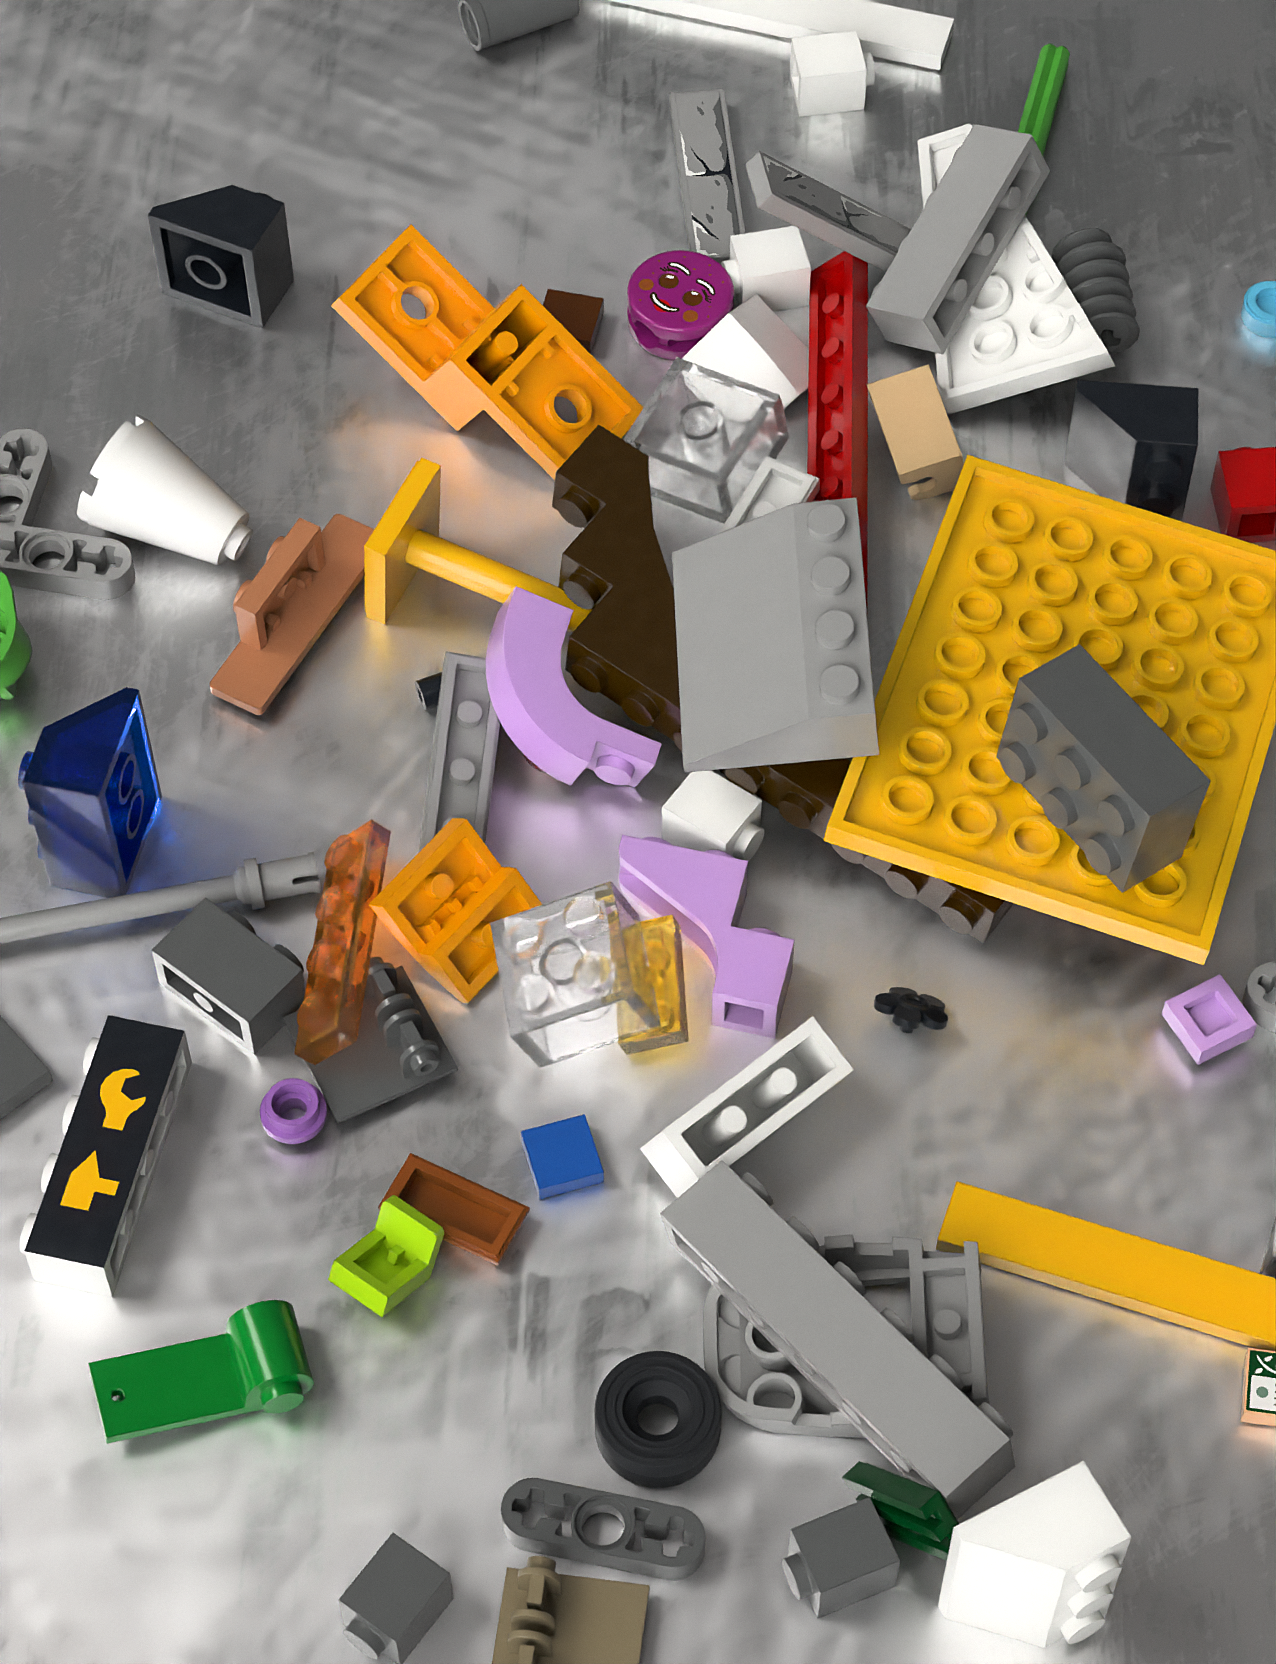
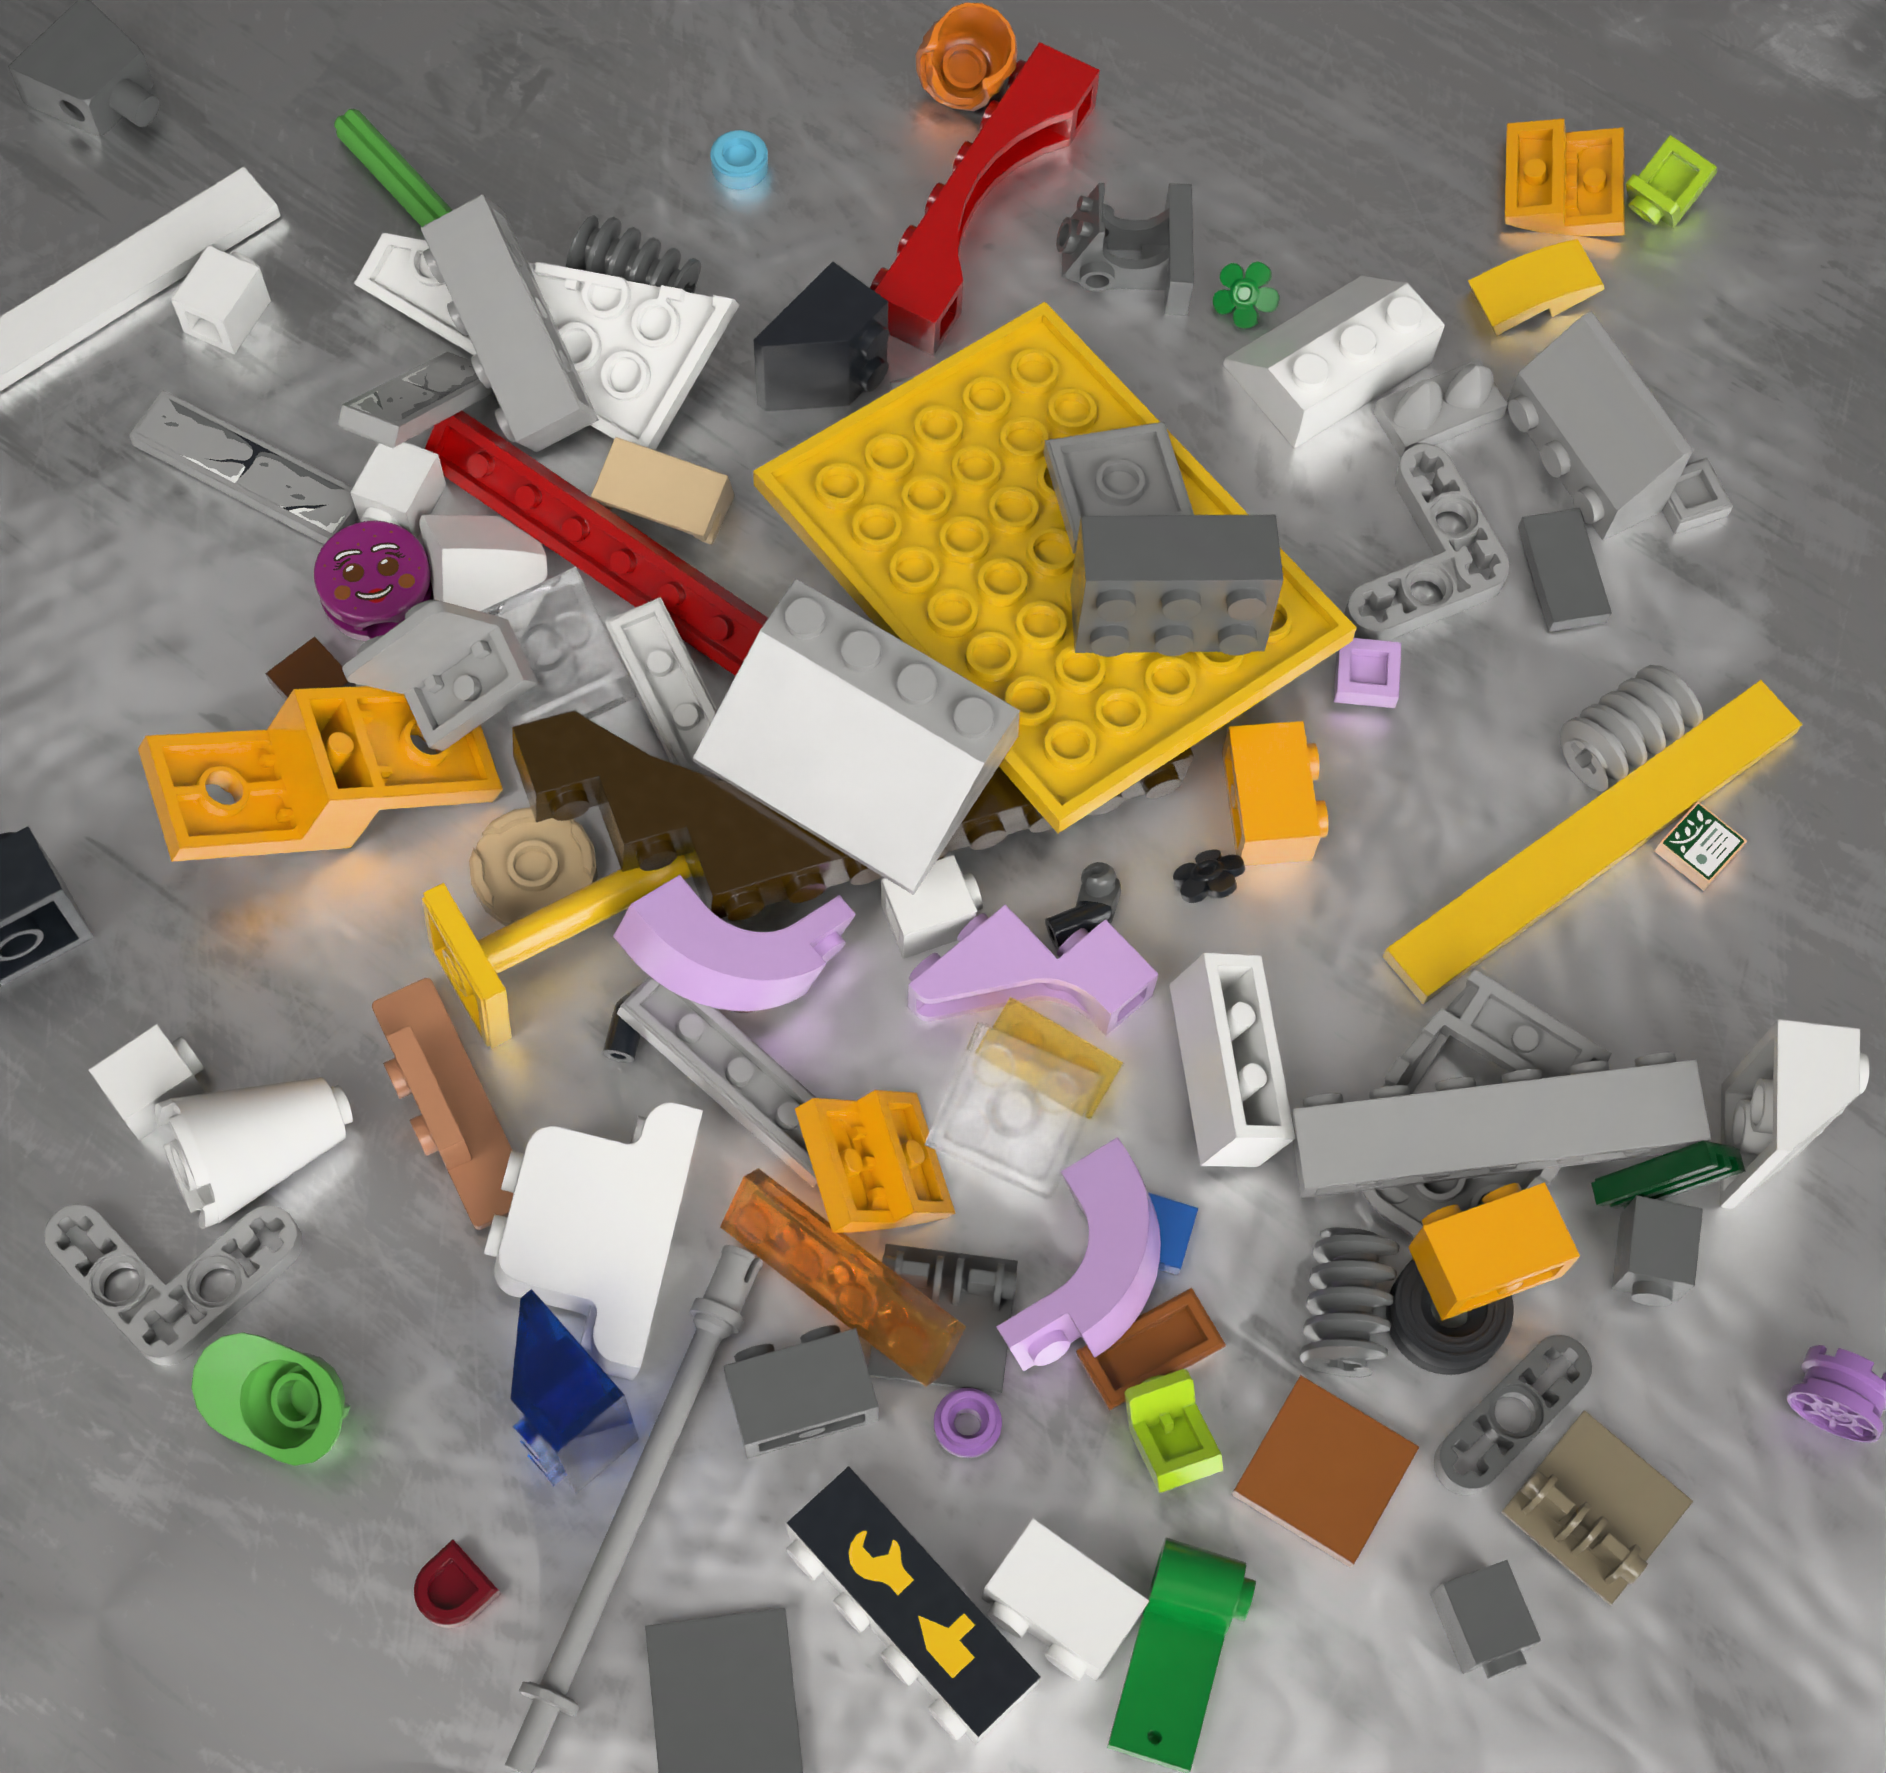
camera: 60 degrees left, 10 degrees up
(175, 408) = (147, 1074): none -> white brick
(186, 1261) = (1062, 1602): none -> white brick
(264, 758) = (596, 1227): none -> white brick
(444, 1406) = (1325, 1471): none -> dark orange tile
(492, 1125) = (1114, 1274): none -> lavender arch
(526, 537) = (529, 864): none -> tan tile
(601, 1326) = (1346, 1301): none -> dark grey piece
(629, 357) = (450, 667): none -> light grey bracket
(719, 1395) = (1492, 1248): none -> light orange brick
(818, 943) = (1095, 903): none -> arm
(1026, 1009) = (1272, 793): none -> light orange brick
(1194, 696) = (1116, 475): none -> light grey tile

